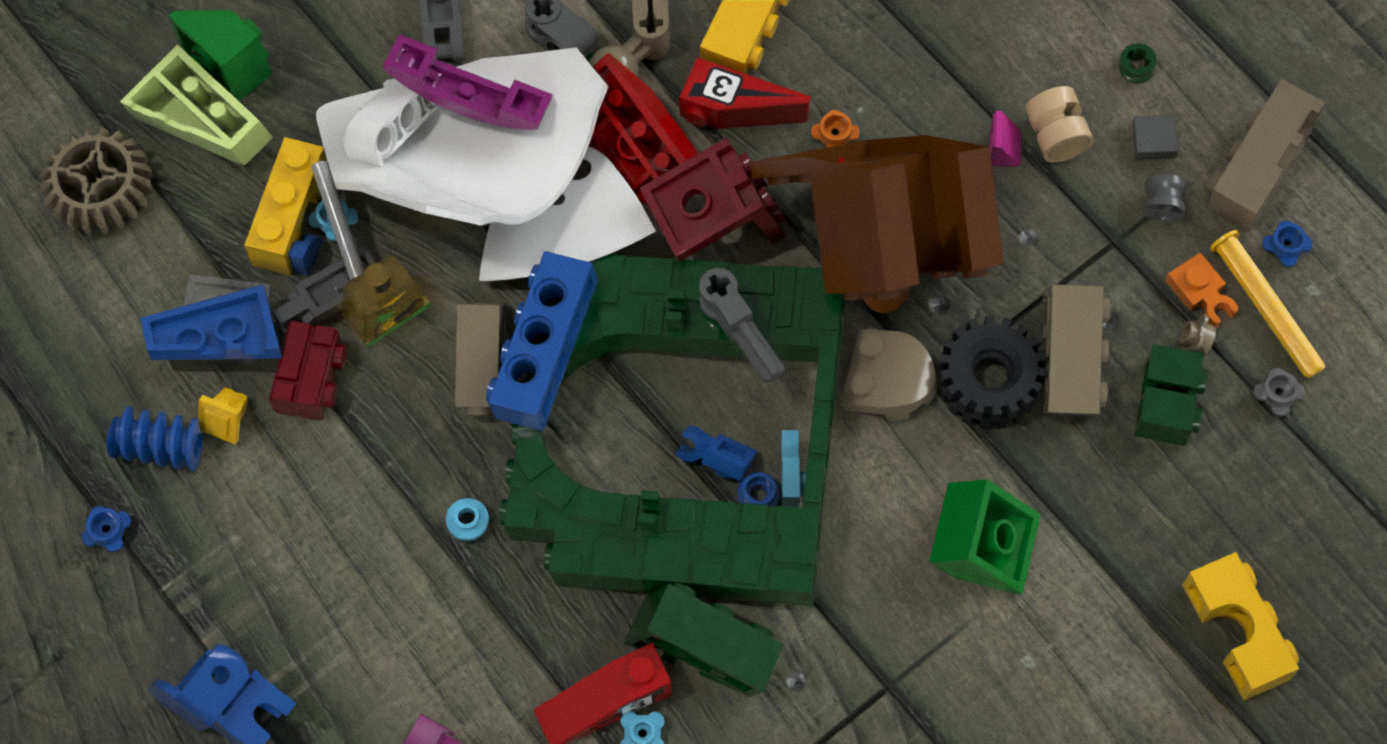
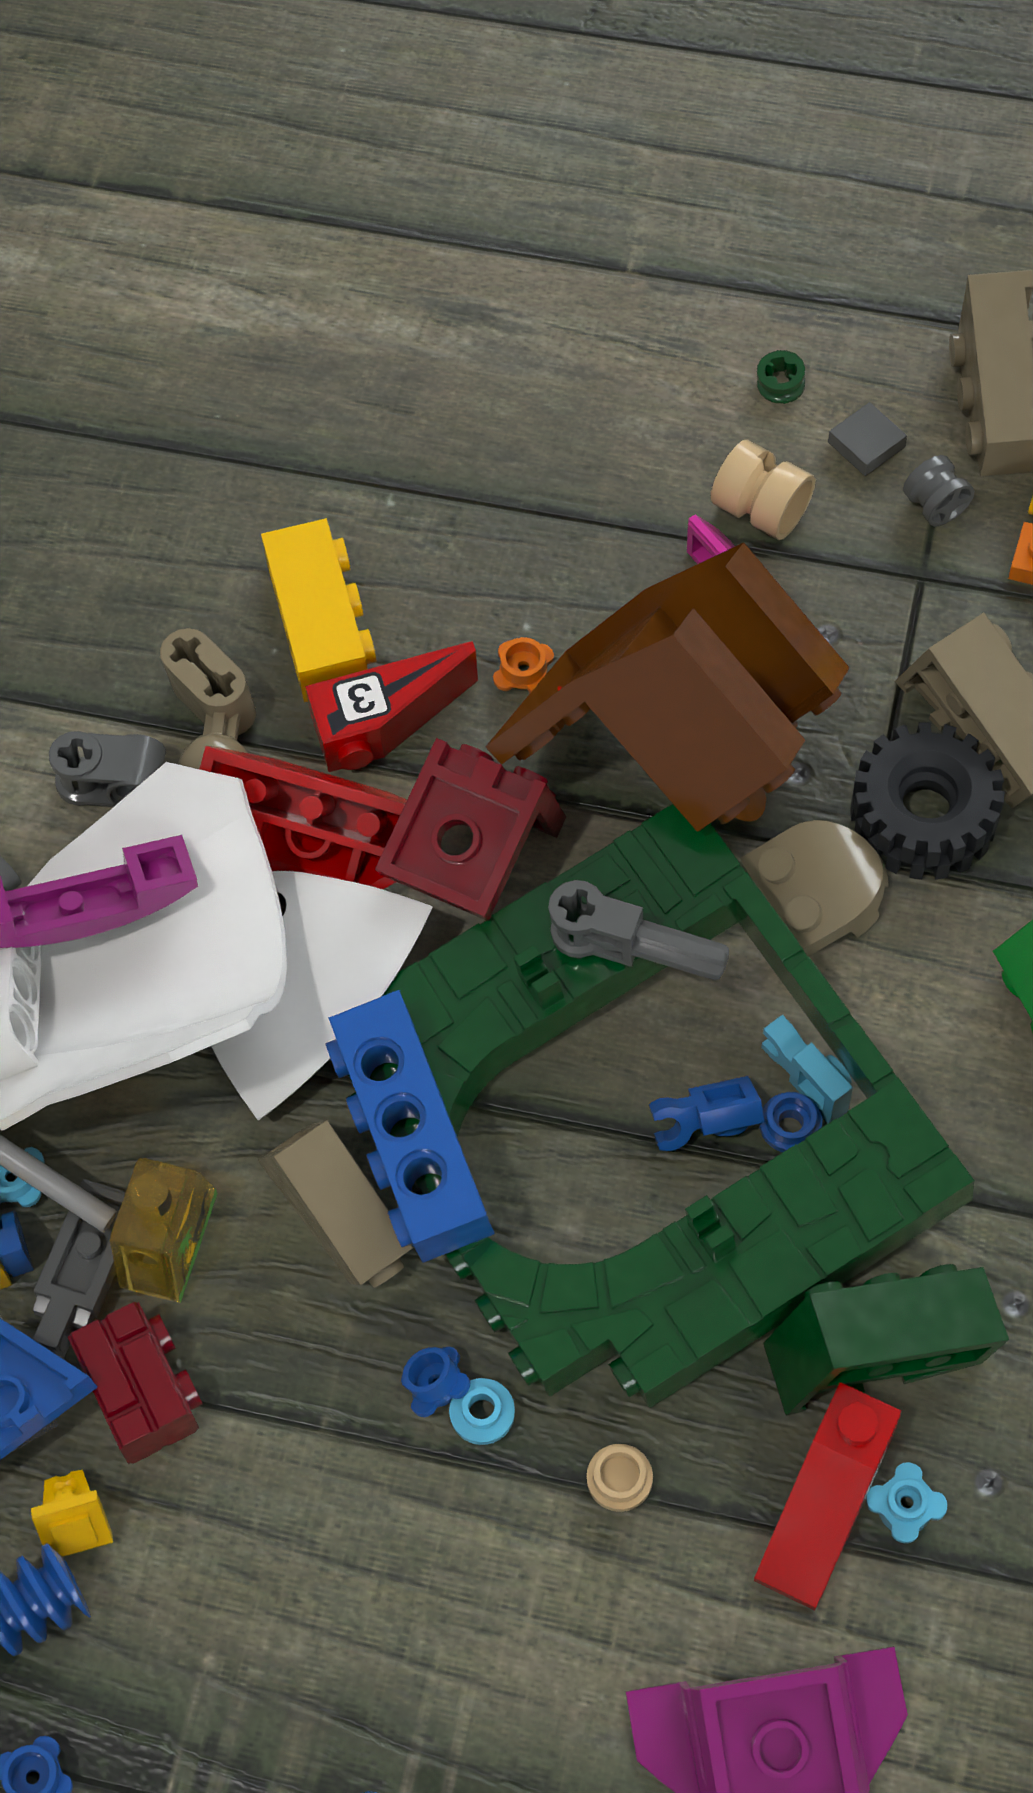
camera: 35 degrees left, 5 degrees down
(456, 484) = (434, 1379): none -> blue plate
(508, 606) = (619, 1477): none -> tan plate

